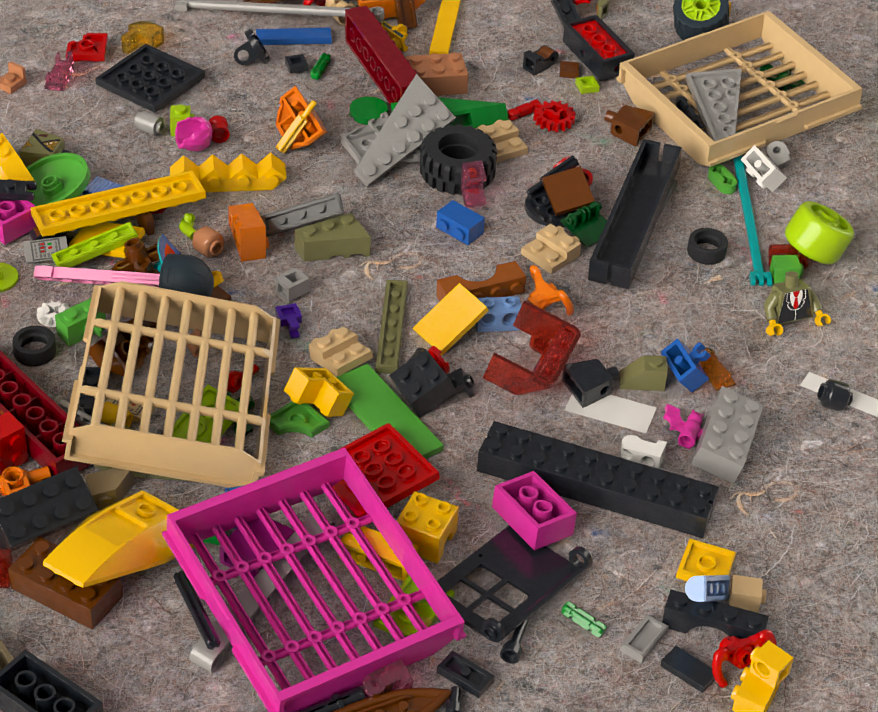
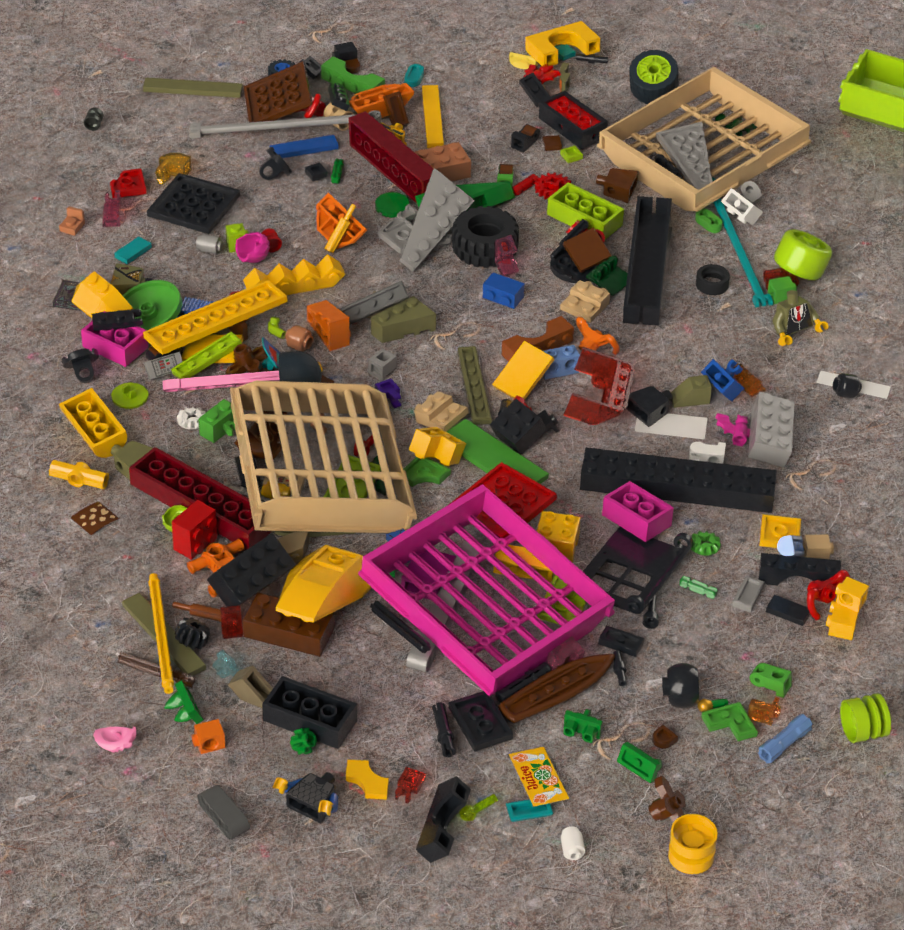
camera: 10 degrees left, 0 degrees up
(34, 334) = (187, 436): black tyre -> none
(65, 118) = (133, 250): none -> teal tile
(505, 94) = (505, 173): none -> leg
(506, 139) = (519, 210): tan plate -> none
(592, 150) = (574, 204): none -> lime brick
(608, 571) = (705, 548): none -> bright green gear

